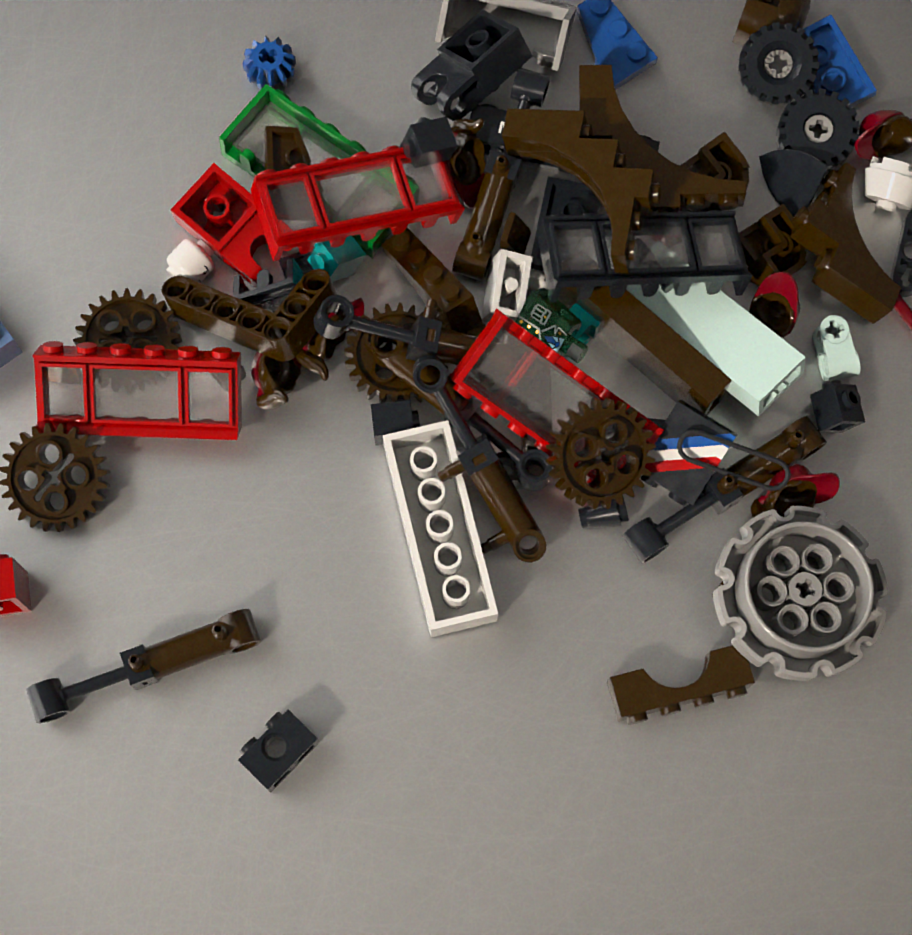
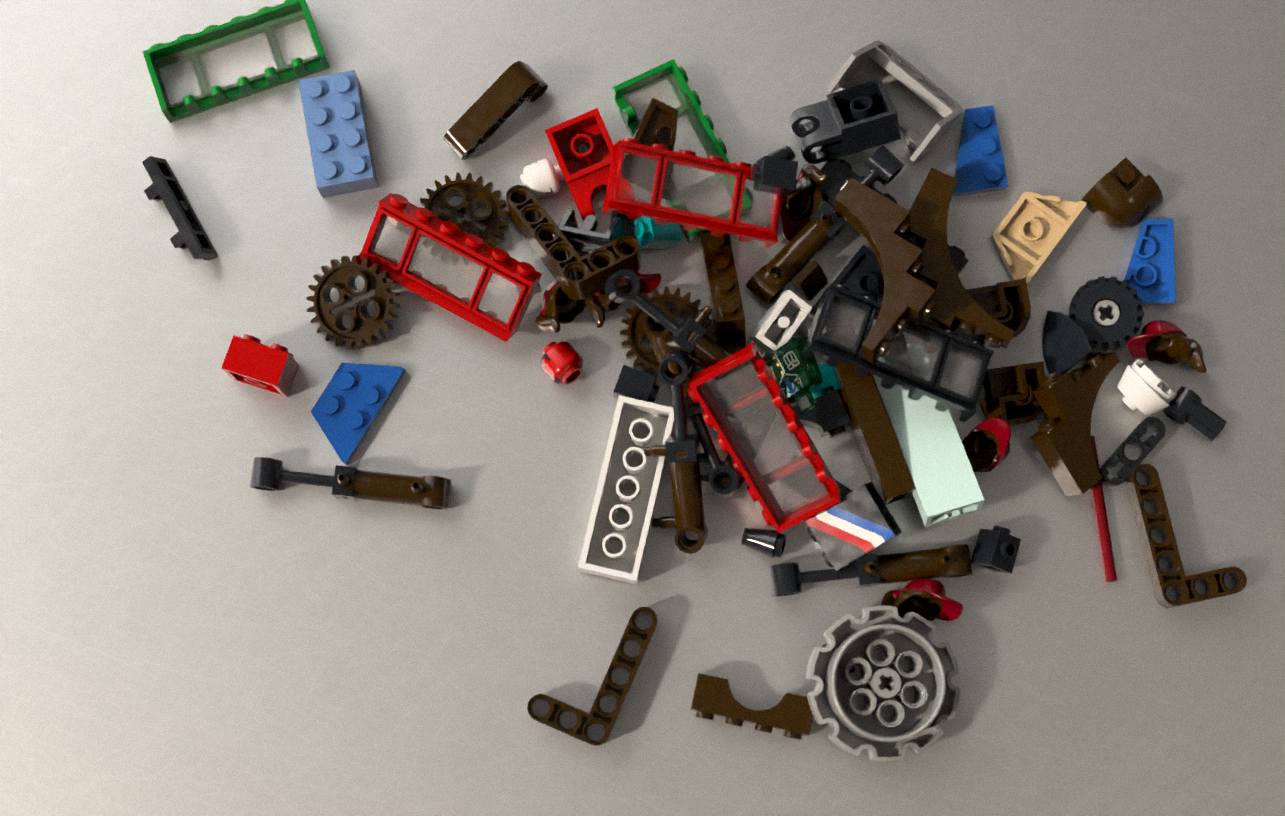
camera: 30 degrees right, 5 degrees up
(106, 216) = (493, 108): none -> dark brown beam
(106, 582) = (354, 403): none -> blue wing
(269, 63) = (678, 47): blue gear -> none
(271, 770) = (436, 602): black brick -> none
(305, 434) = (561, 362): none -> red head
(524, 741) = (608, 687): none -> dark brown beam
(592, 425) = (781, 471): dark brown gear -> none
(604, 357) = (827, 417): none -> black arch
(704, 89) = (1033, 231): none -> tan wing
(737, 446) = (873, 559): black piece -> none
(791, 46) = (1086, 252): black bush -> none
(835, 355) = (1020, 507): light aqua piece -> none

